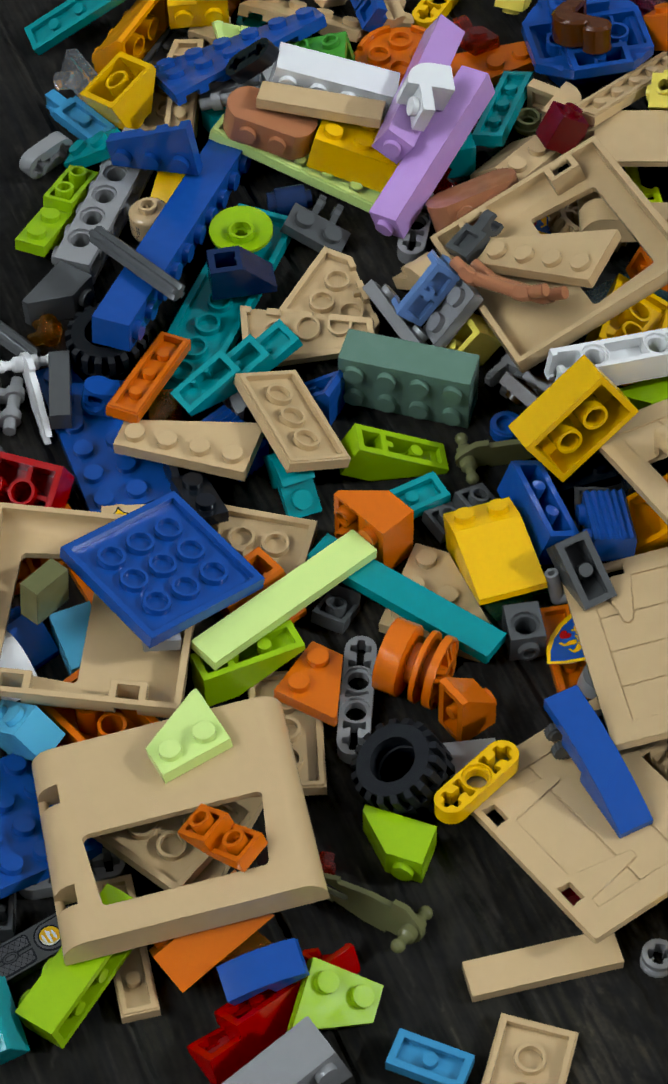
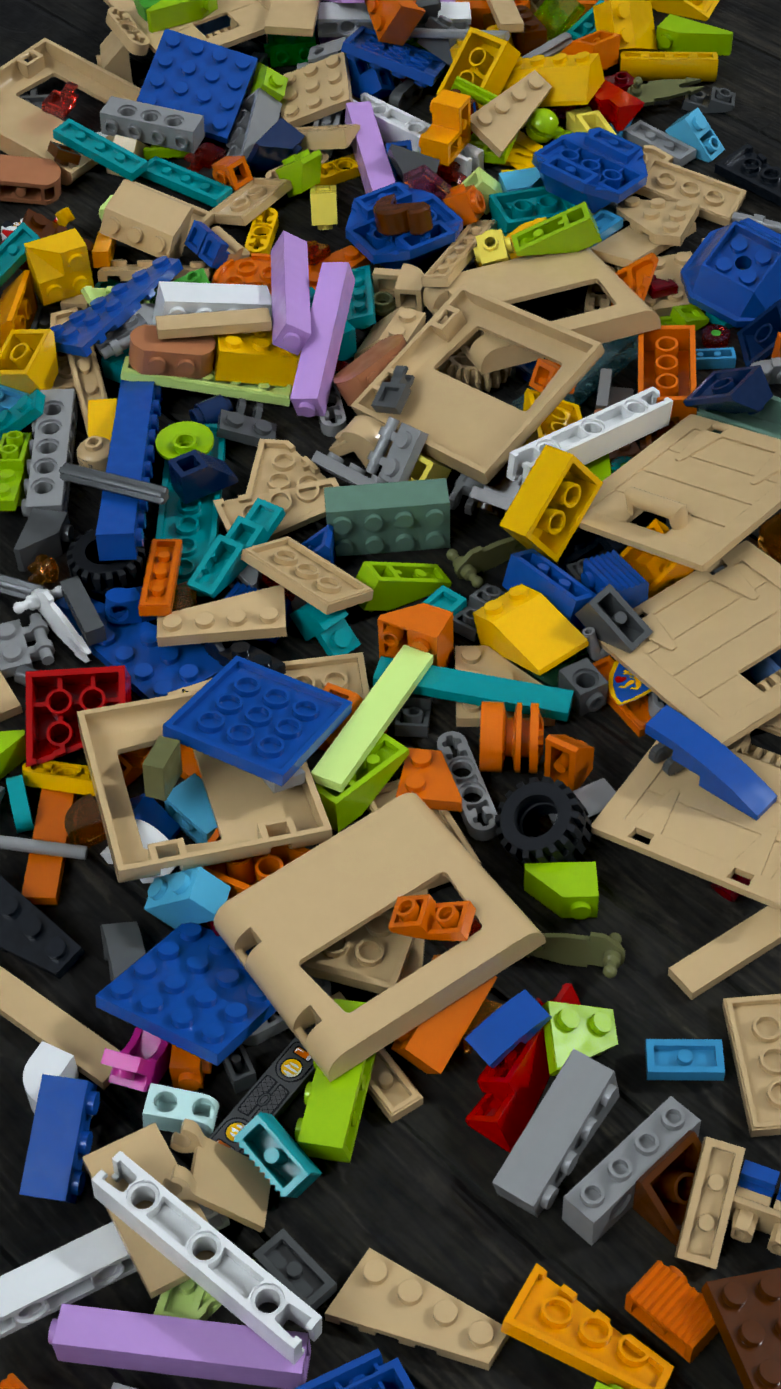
camera: 20 degrees left, 5 degrees down
(160, 149) = (90, 393): blue wing -> none
(187, 738) = (356, 848): yellowish green wing -> none
(252, 60) = (138, 303): black beam -> none
(425, 91) = (305, 287): white brick -> none
(427, 291) = (376, 441): medium blue hinge -> none
(470, 796) = (617, 825): yellow beam -> none
(480, 276) = (473, 414): nougat piece -> none
(499, 426) = (482, 535): blue tile -> none
(553, 257) = (477, 384): tan wing -> none
(562, 127) = (423, 292): dark red brick -> none

